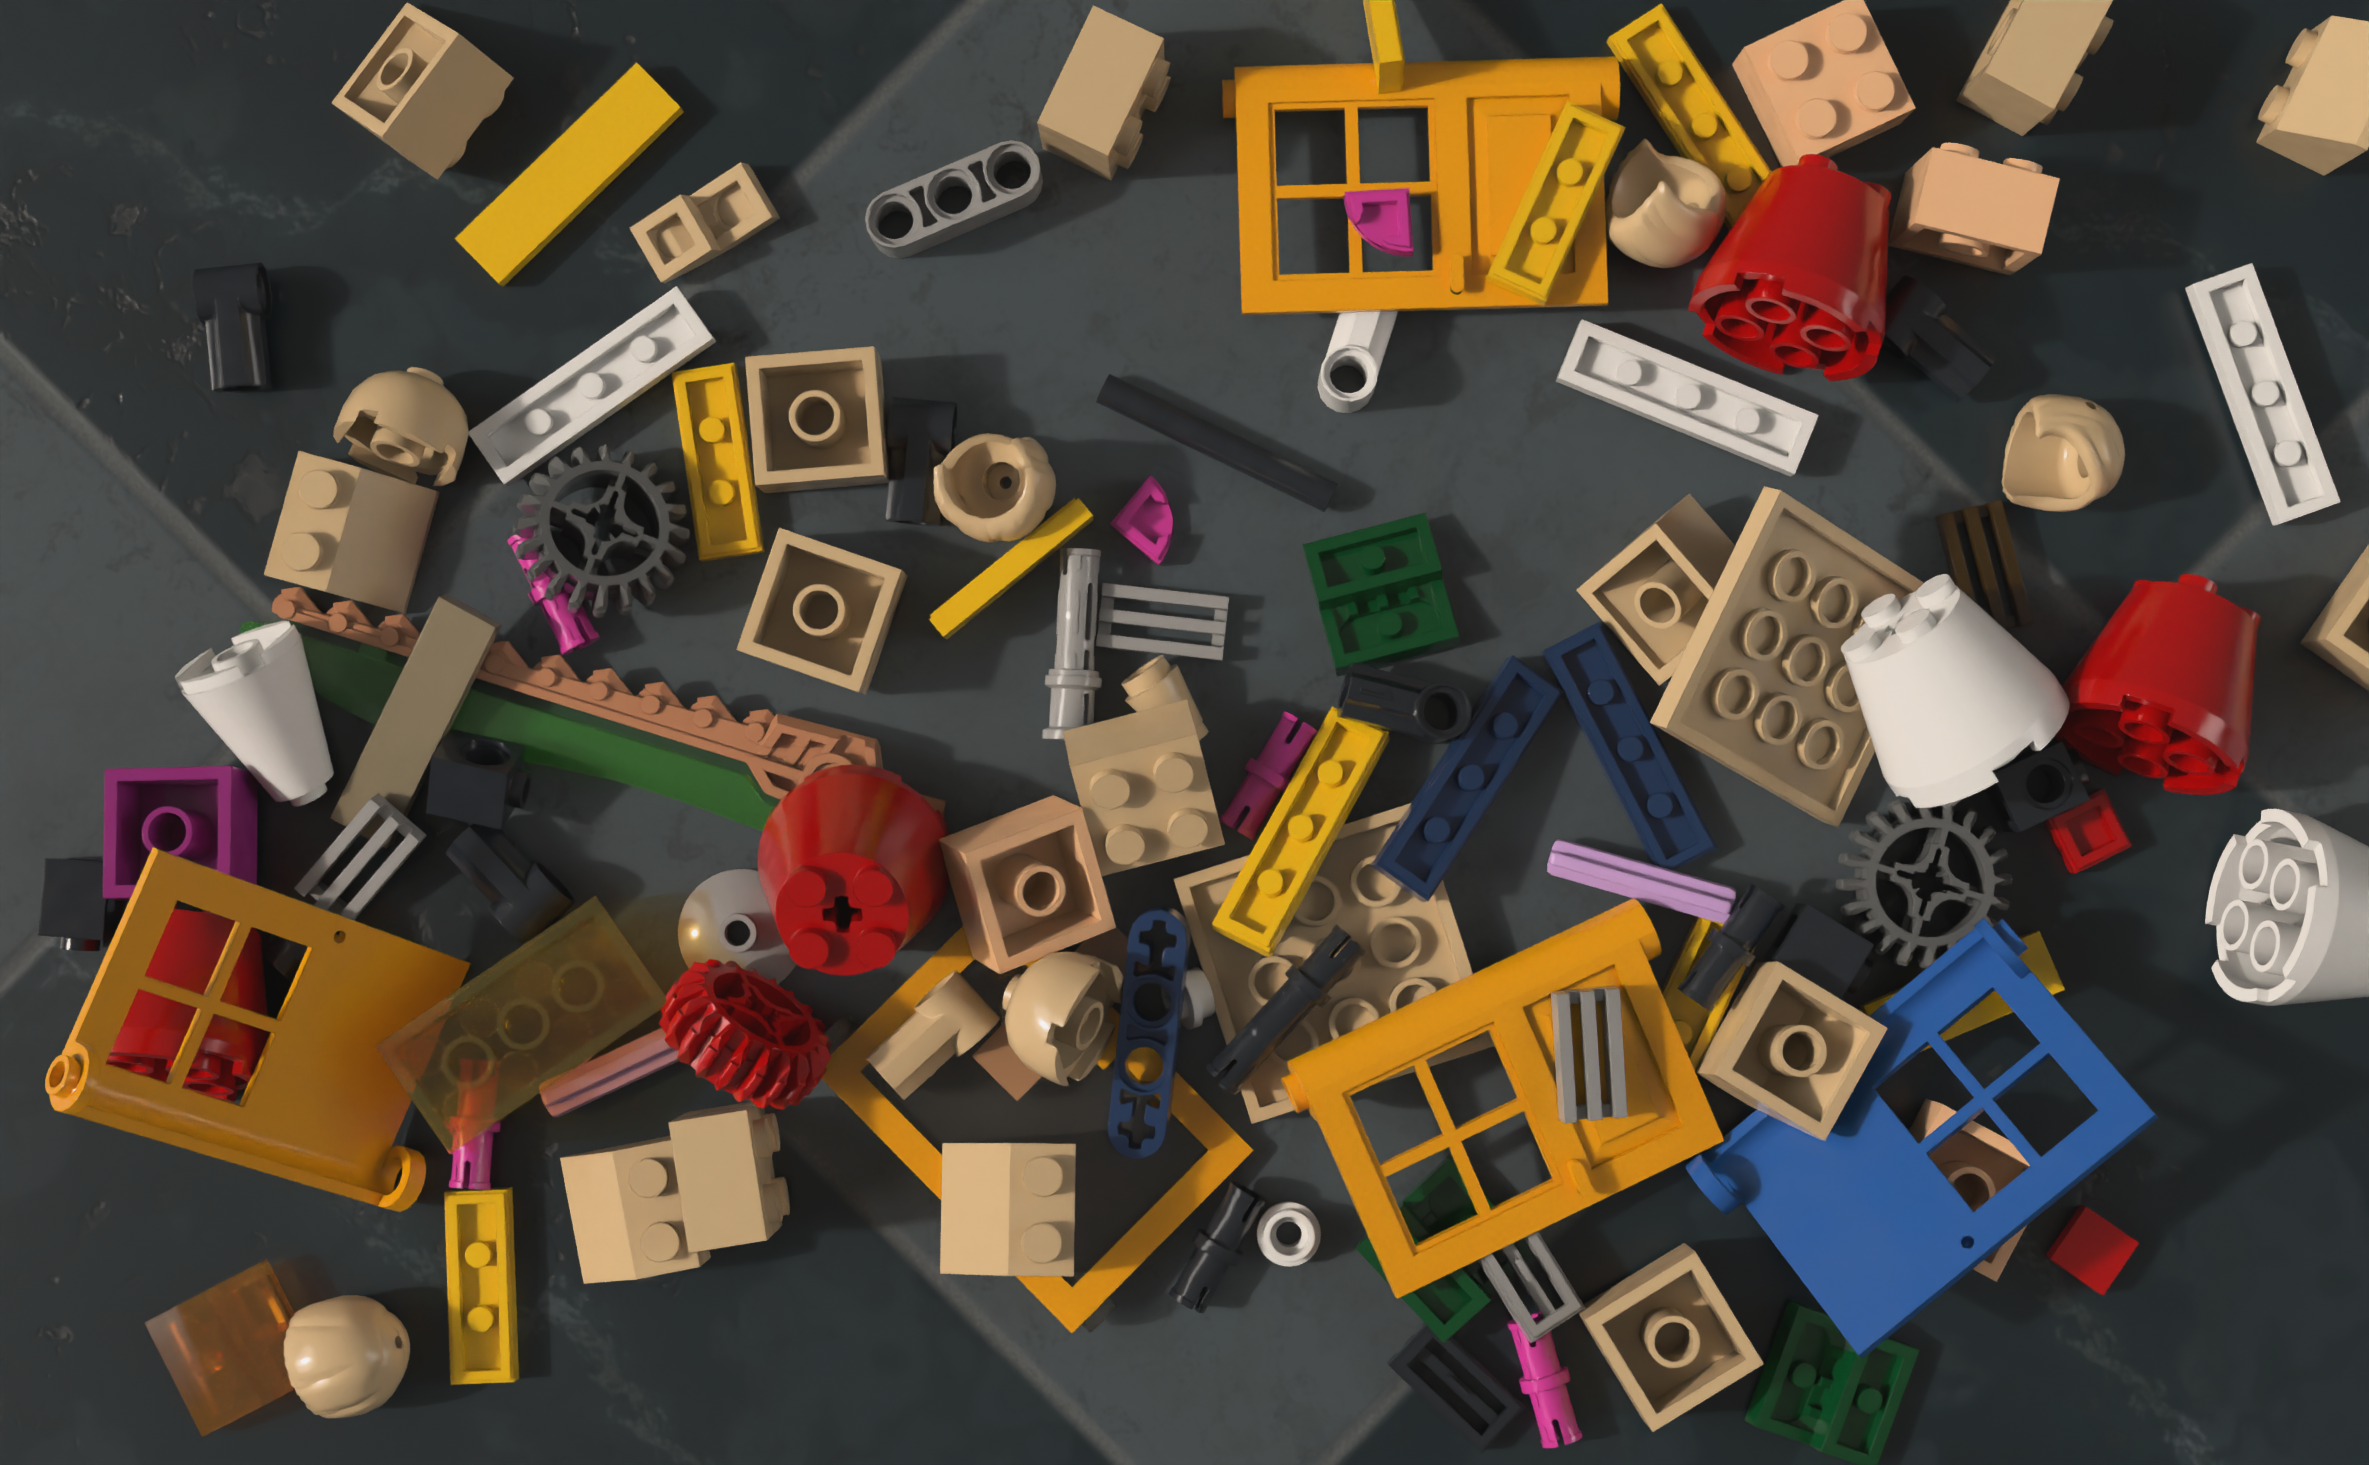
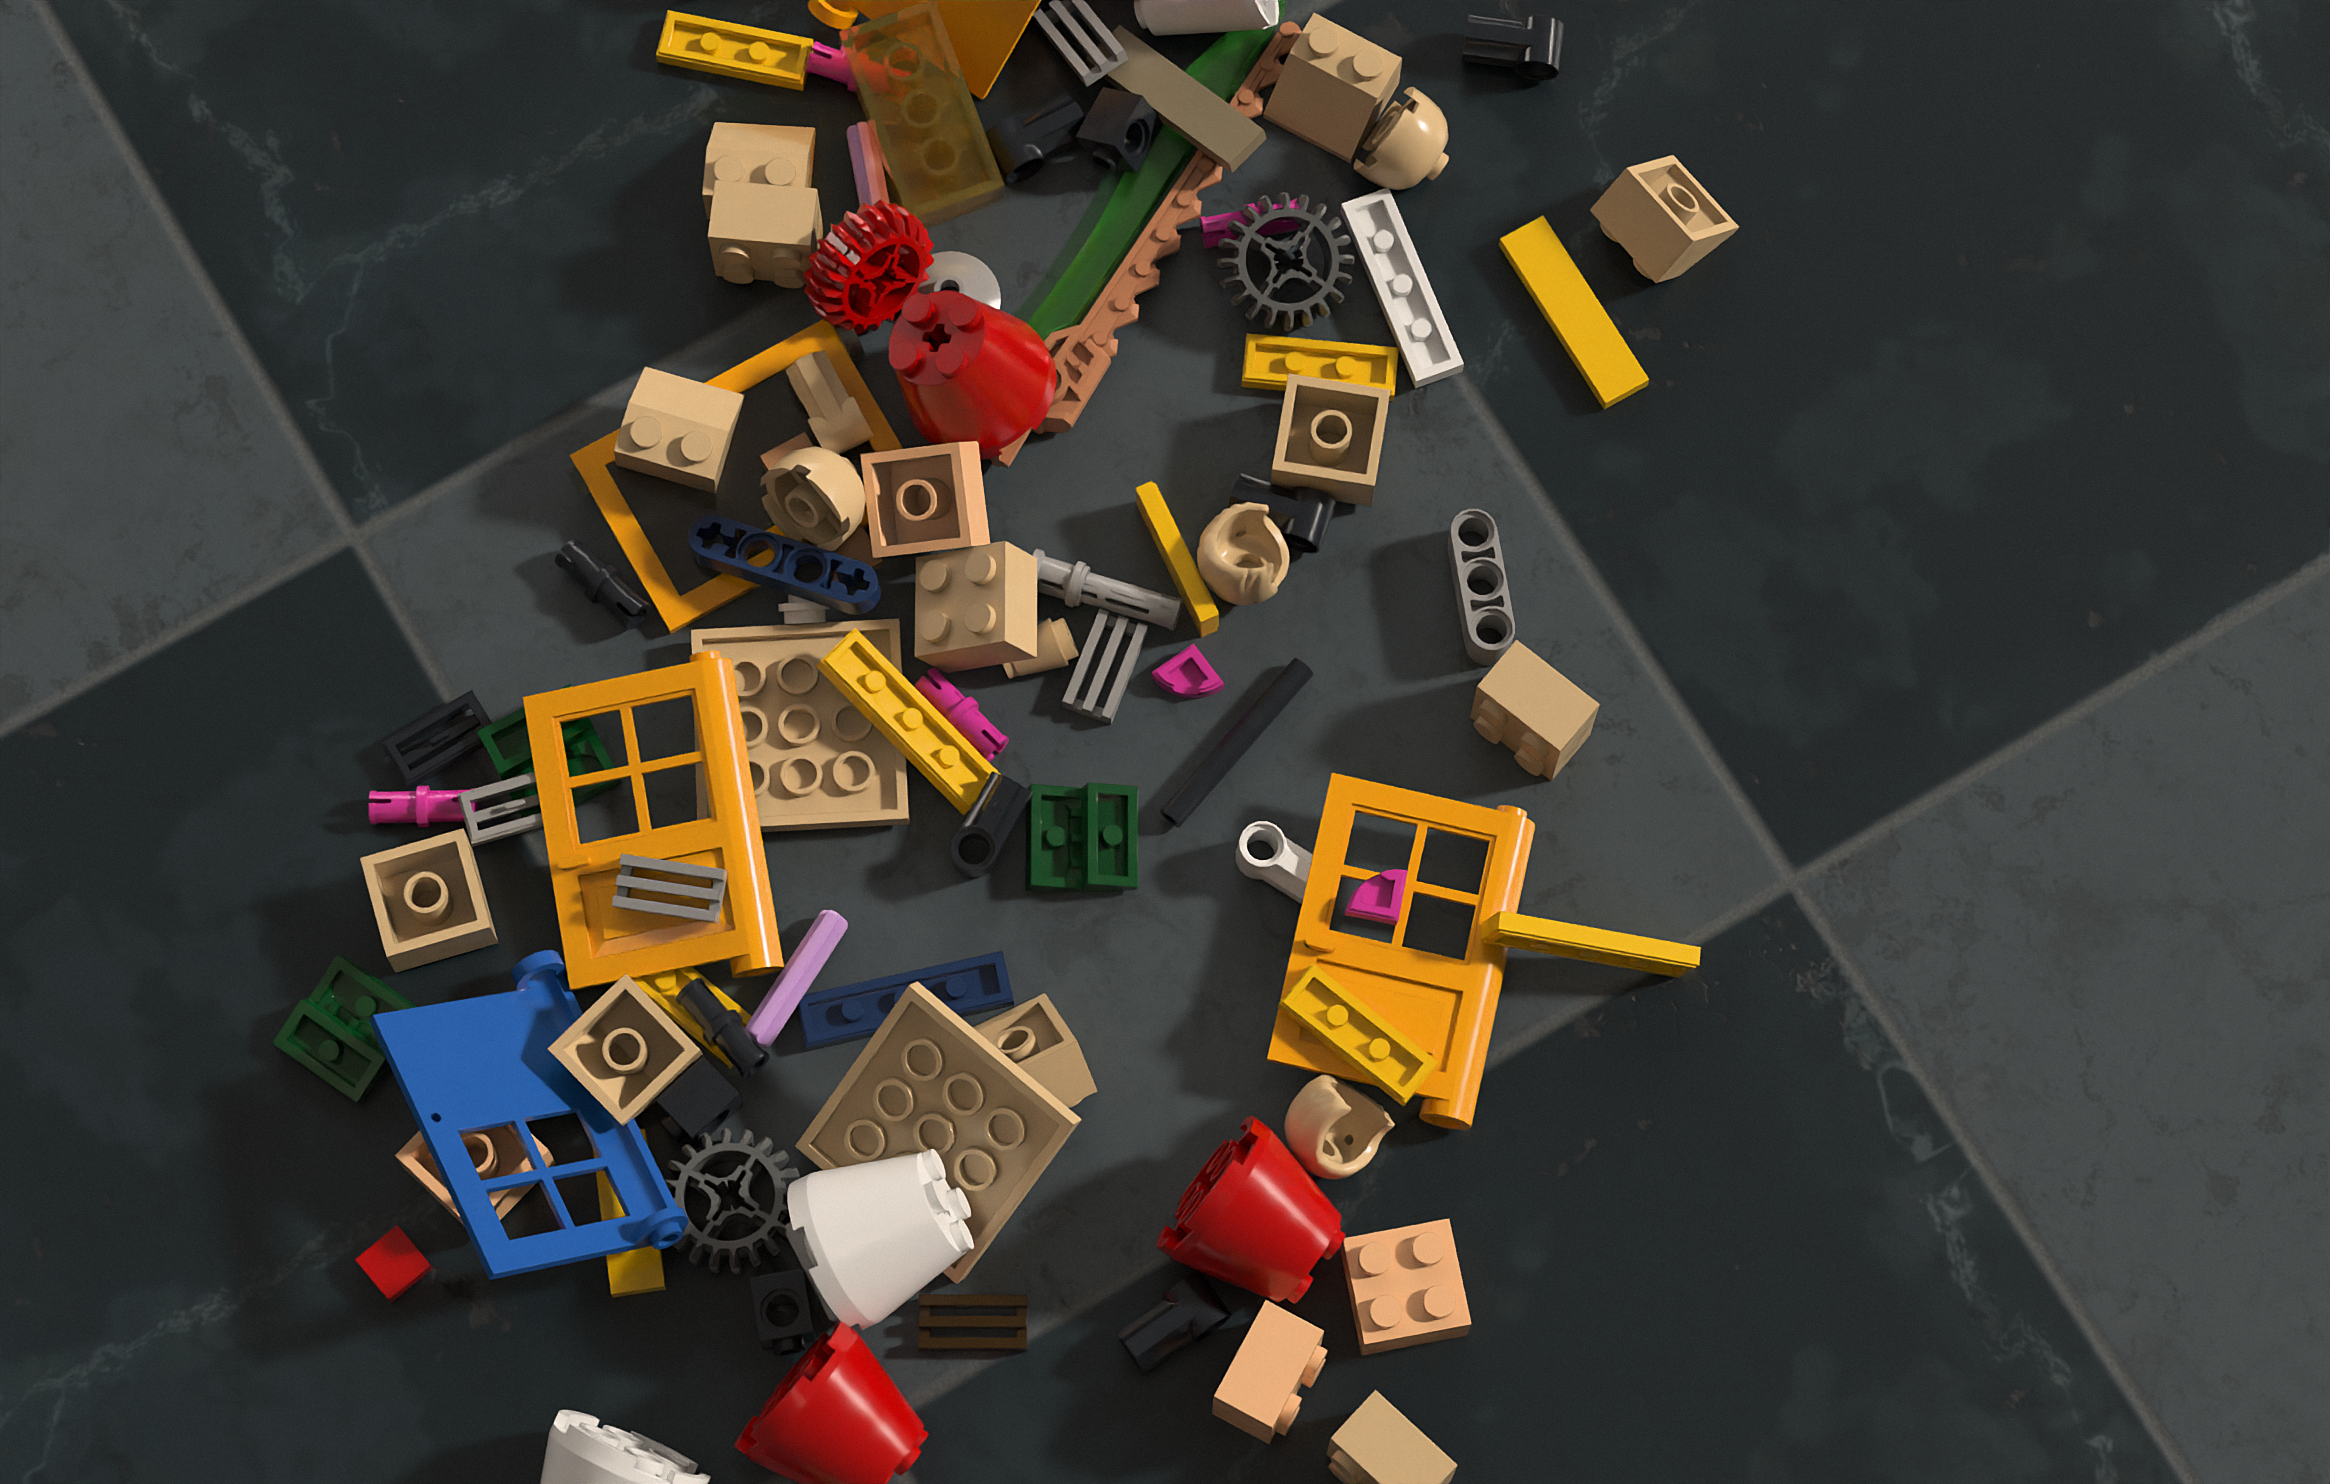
camera: 100 degrees right, 15 degrees down
(705, 223) = (1510, 401): tan slope -> none
(822, 611) = (1179, 407): tan brick -> none
(1286, 1009) = (783, 688): black pin -> none
(1294, 1253) = (593, 627): white plate -> none
(1467, 779) = (915, 861): dark blue tile -> none
(1687, 398) = (1176, 1115): white plate -> none
(1689, 106) = (1416, 1183): yellow tile -> none
(2062, 454) = (1049, 1399): tan piece -> none
(2088, 832) = (734, 1351): red tile -> none

